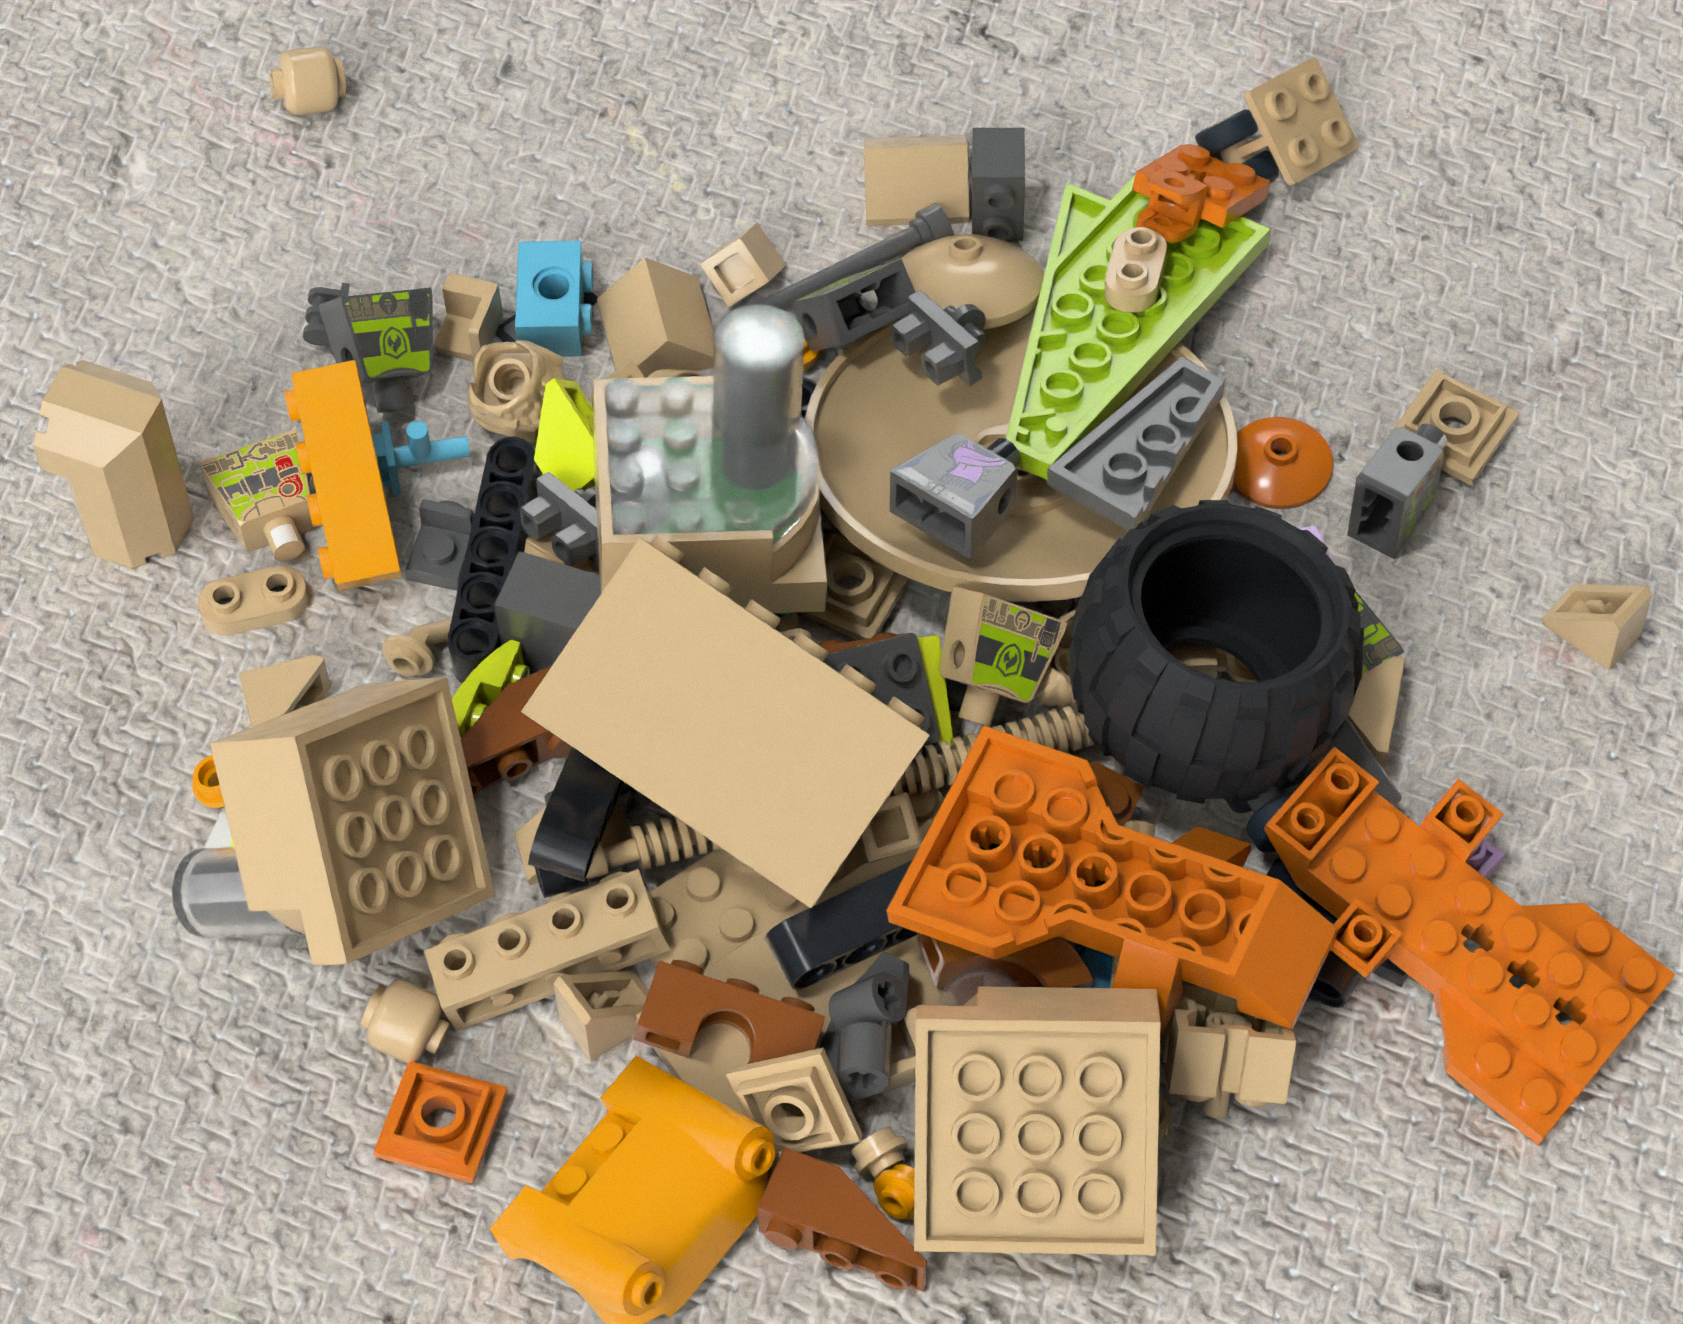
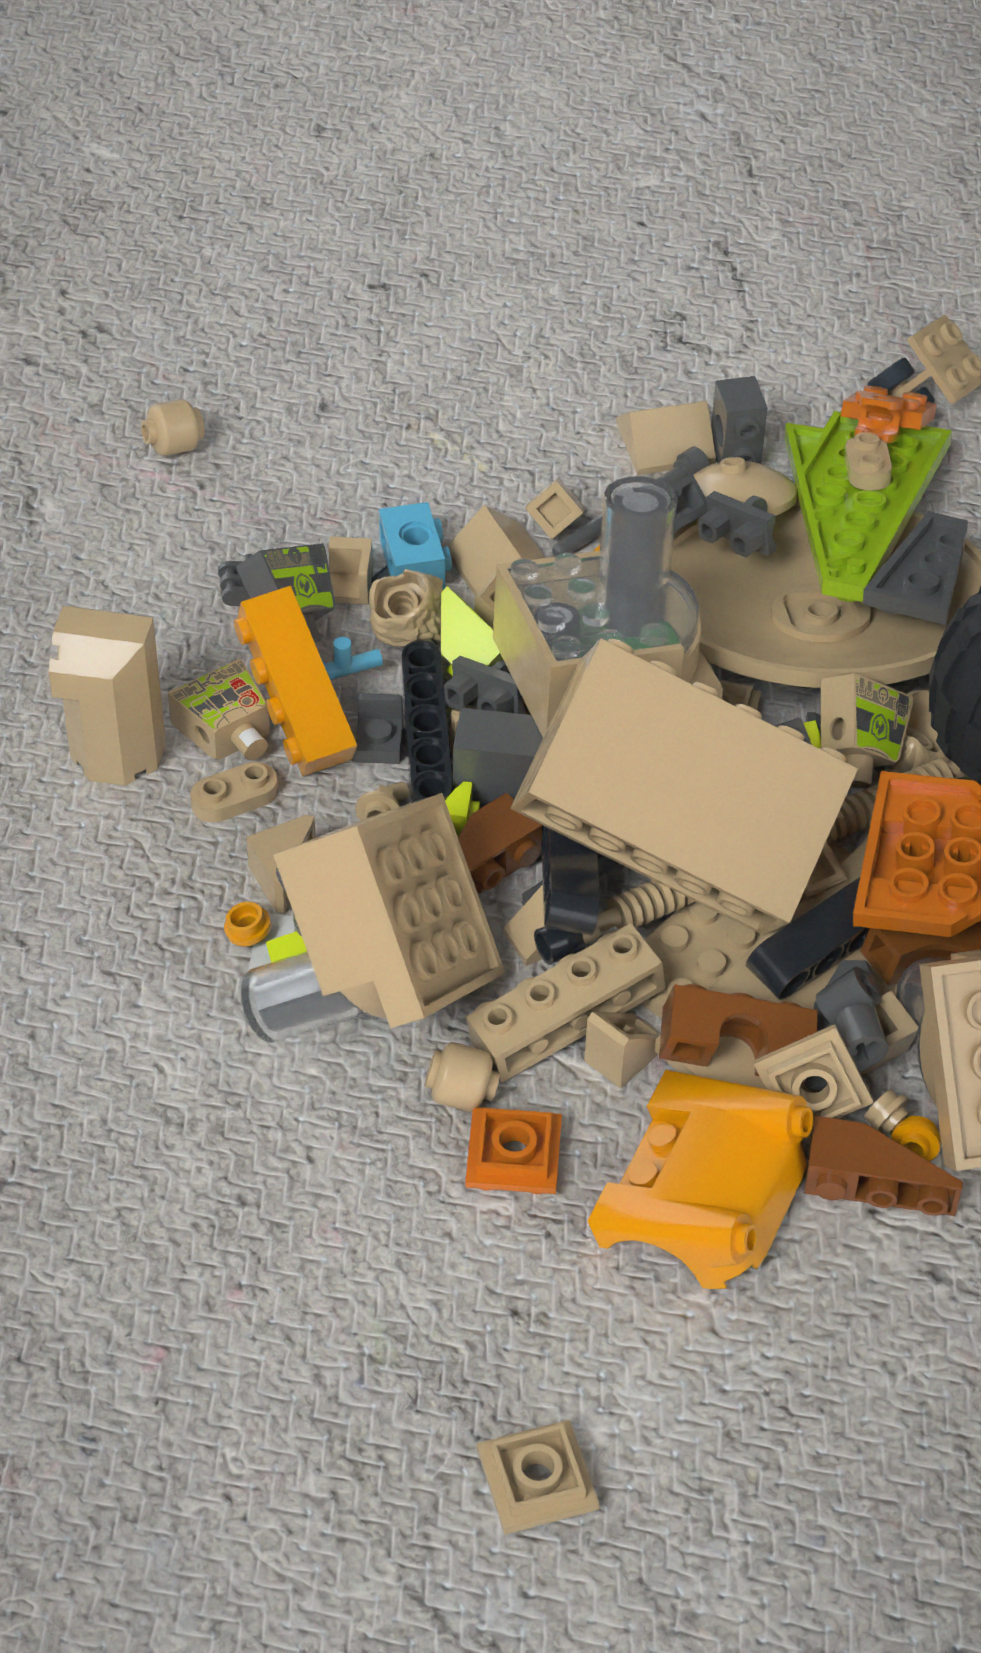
camera: 15 degrees left, 10 degrees down
(957, 491) = (798, 614): dark grey torso -> none

